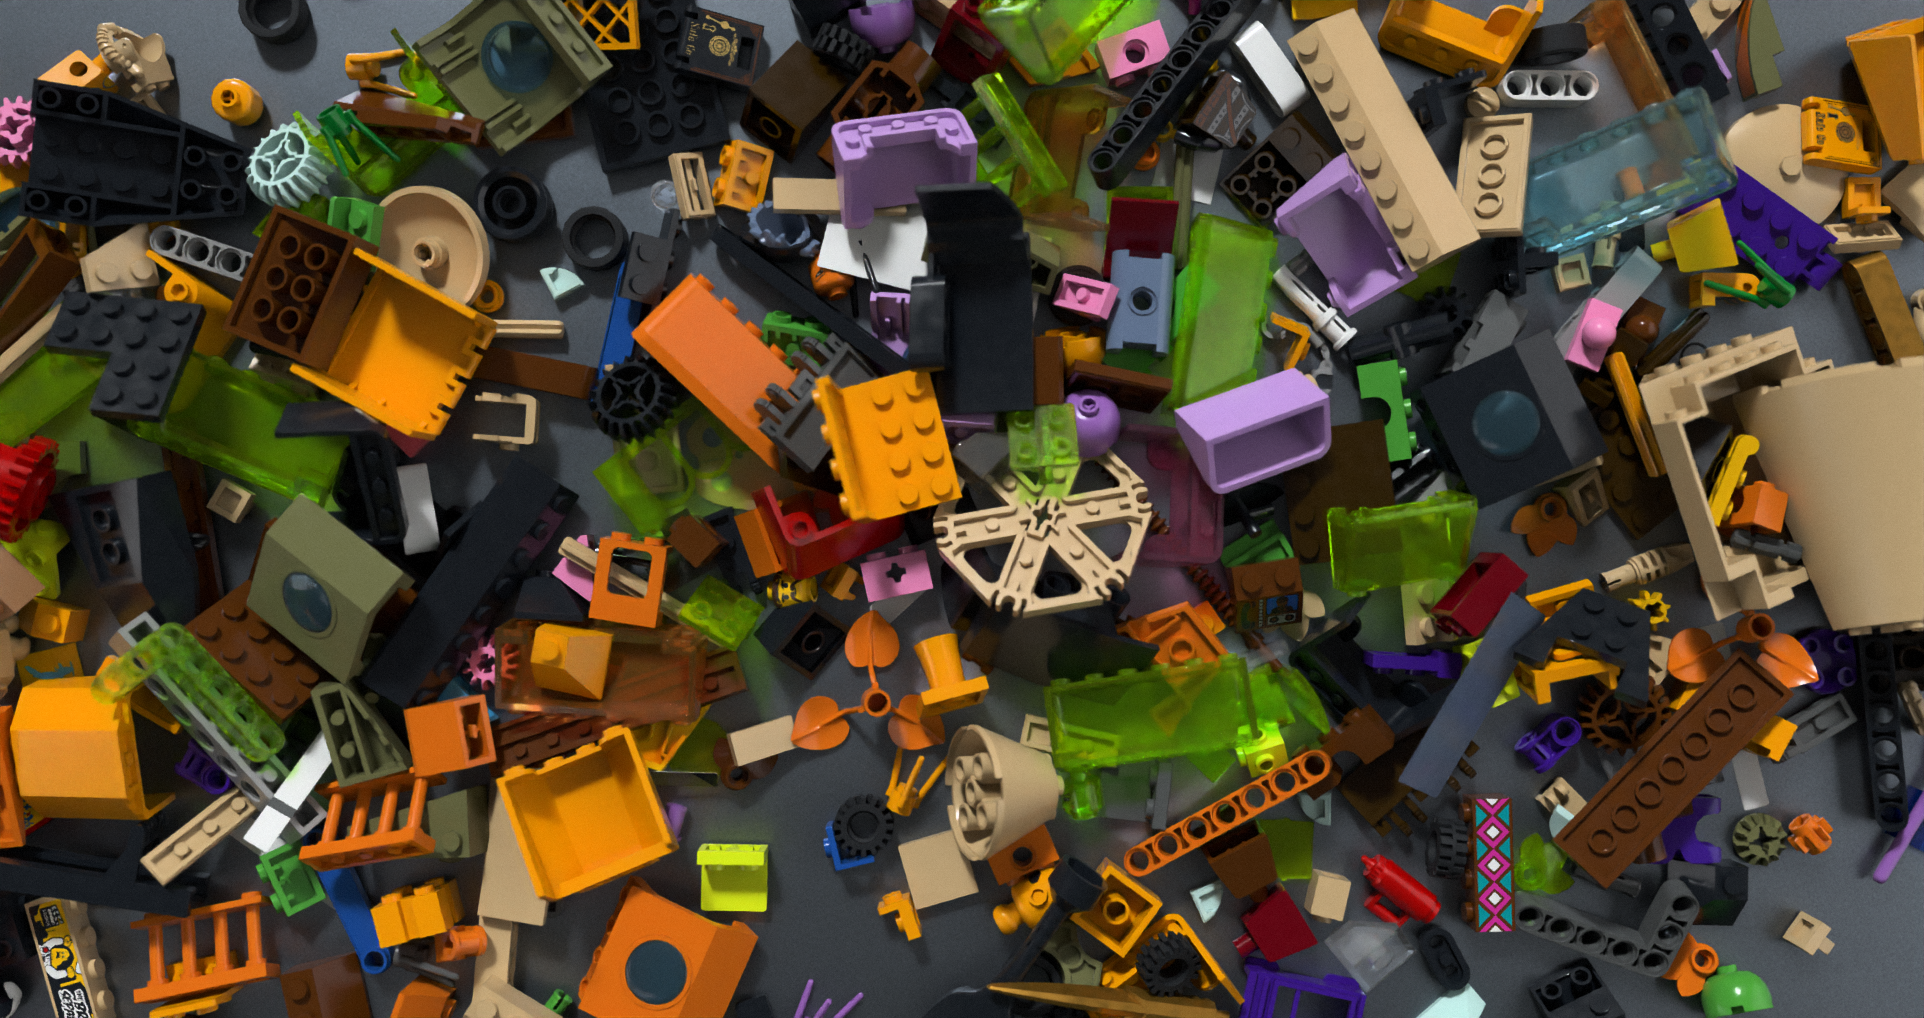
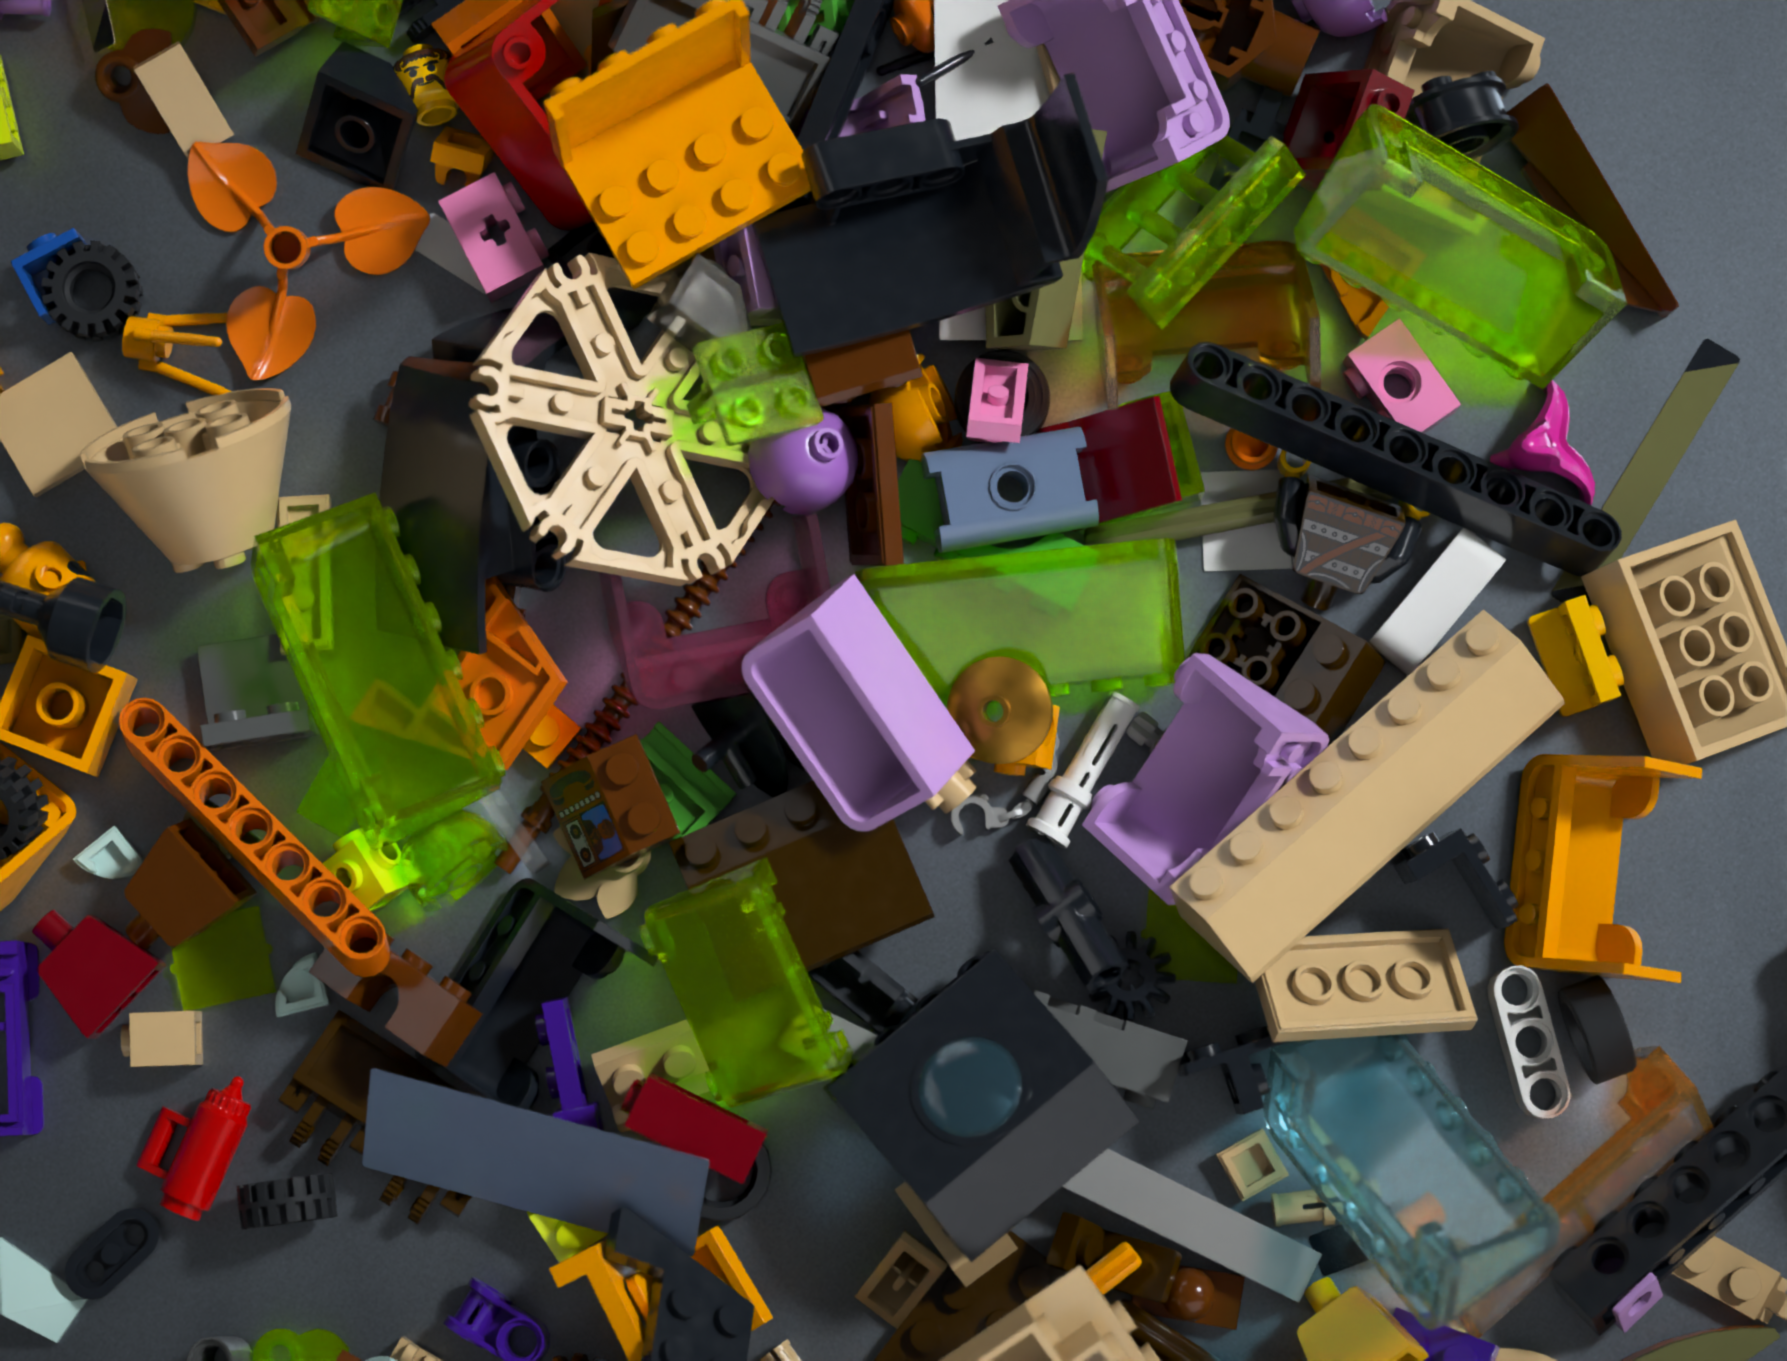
camera: 75 degrees right, 5 degrees down
(946, 678) = (358, 346): light orange plant -> none
(1043, 854) = (92, 516): orange brick -> none
(1082, 795) = (224, 612): clear neon green head -> none
(1264, 332) = (1024, 703): none -> pearl gold dish
(1306, 702) = (453, 924): clear neon green slope -> none
(1370, 950) = (93, 1130): clear slope -> none
(1385, 382) = (993, 915): bright green arch -> none
(1482, 103) = (1480, 951): tan tile -> none
(1489, 863) = (283, 1280): brick -> none
(1544, 529) = (834, 1230): orange plate -> none
(1593, 335) = (1156, 1212): bright pink tile -> none

